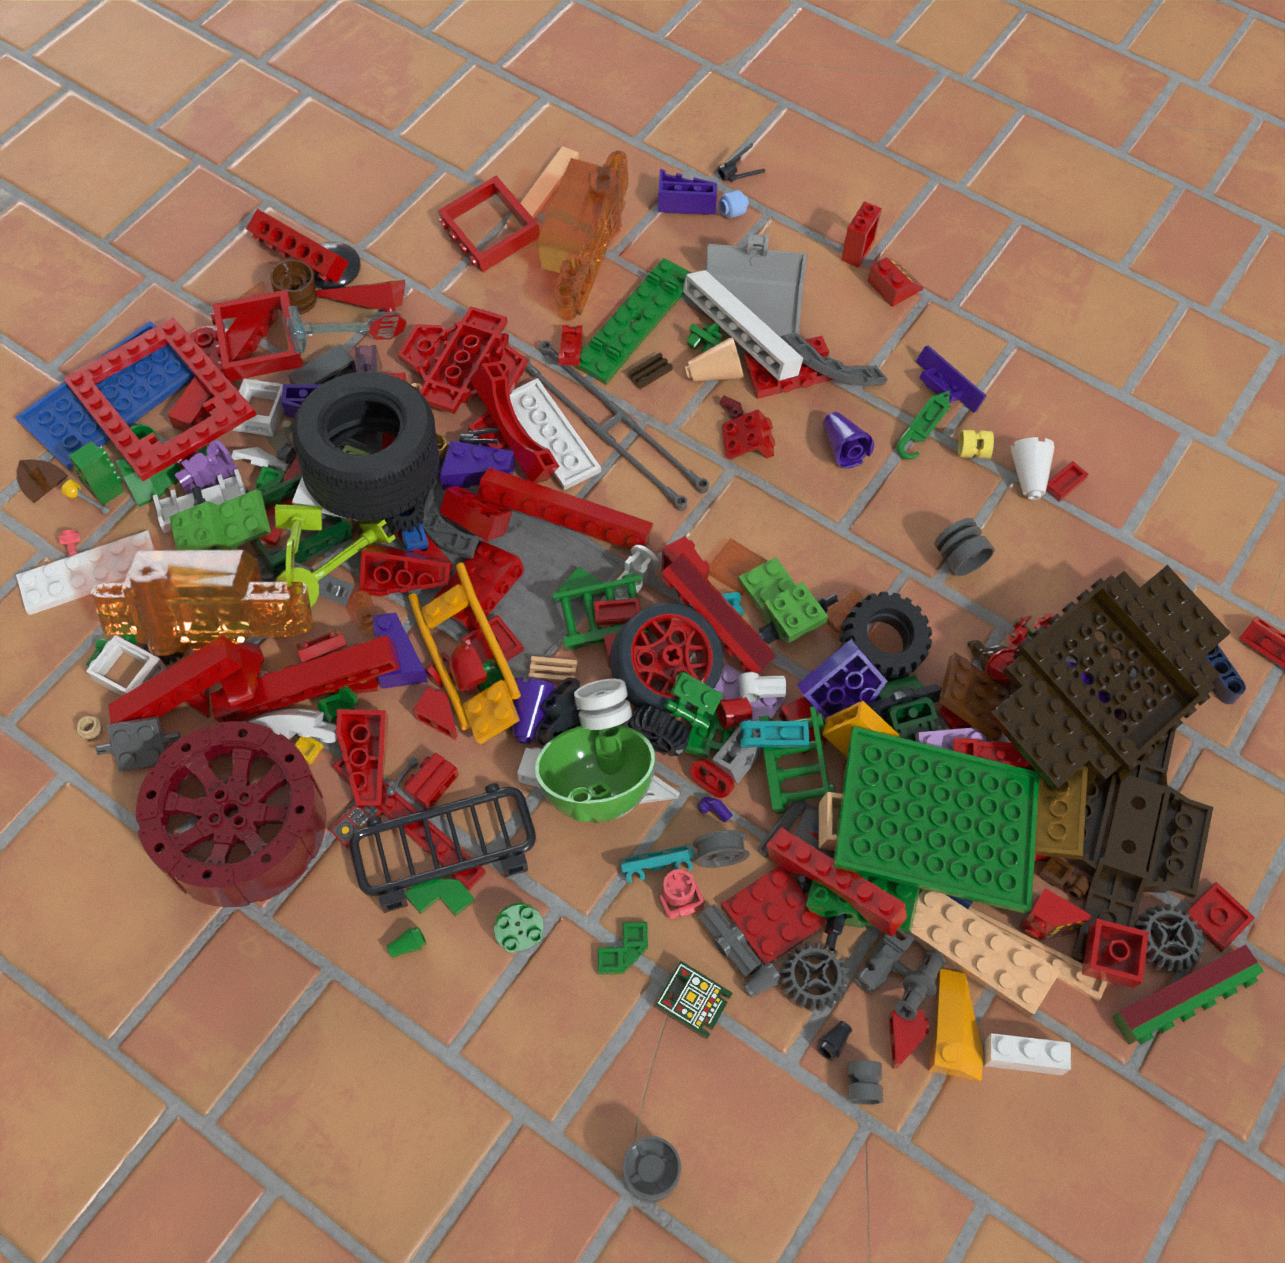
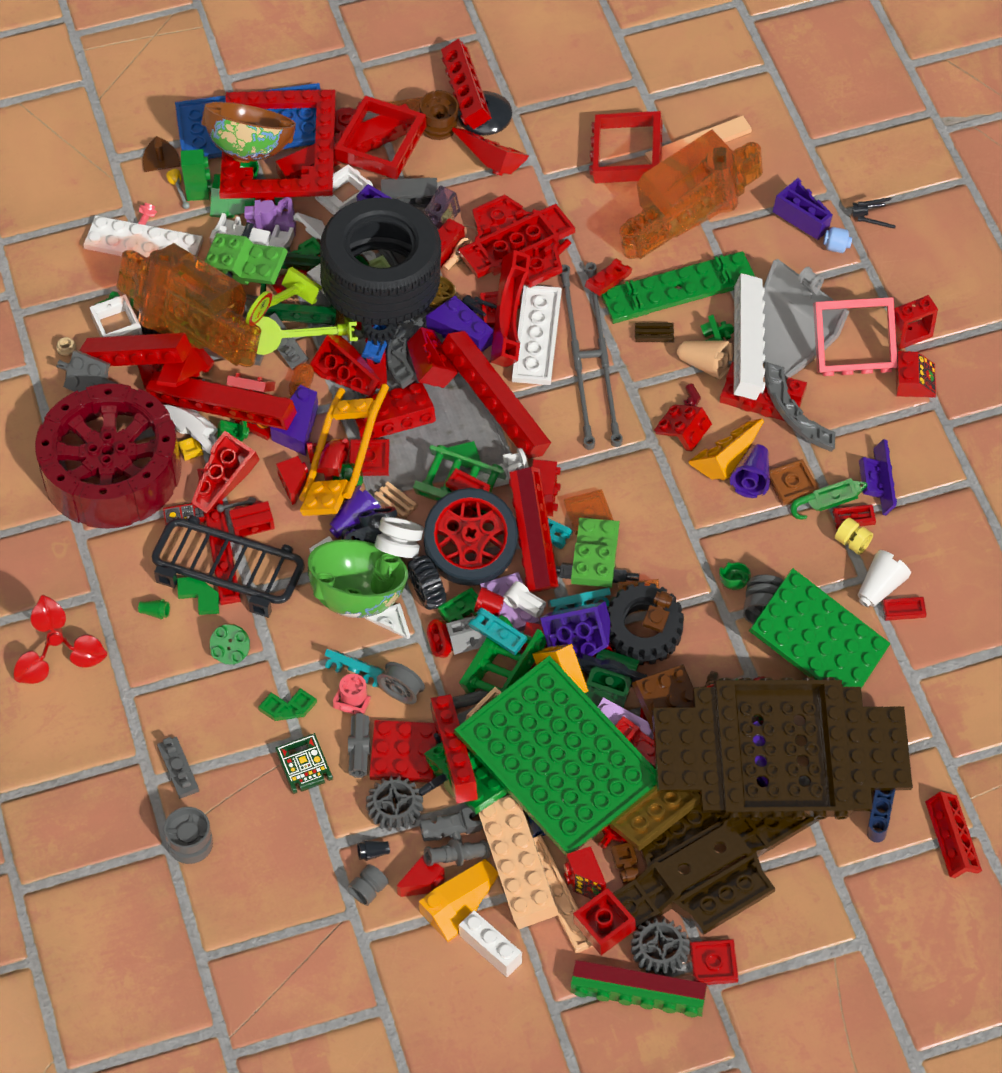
camera: 40 degrees right, 5 degrees down
(125, 398) = (246, 130): none -> piece
(320, 1044) = (50, 618): none -> red plant
(382, 327) = (476, 181): clear light blue piece -> none
(570, 1098) = (178, 767): none -> dark grey plate
(698, 695) = (467, 570): green plate -> none
(715, 805) = (427, 659): dark purple arm -> none
(763, 979) = (360, 782): dark grey cone -> none
(799, 286) = (850, 304): none -> coral window
(803, 653) = (580, 599): none -> teal plate
(807, 440) = (728, 452): none -> light orange wedge
(883, 428) = (792, 481): none -> dark orange tile
(902, 623) = (657, 616): none -> reddish brown plate
(913, 542) = (734, 575): none -> green hair
(945, 437) = (863, 519): none -> red tile
(1036, 549) = (818, 633): none -> green plate

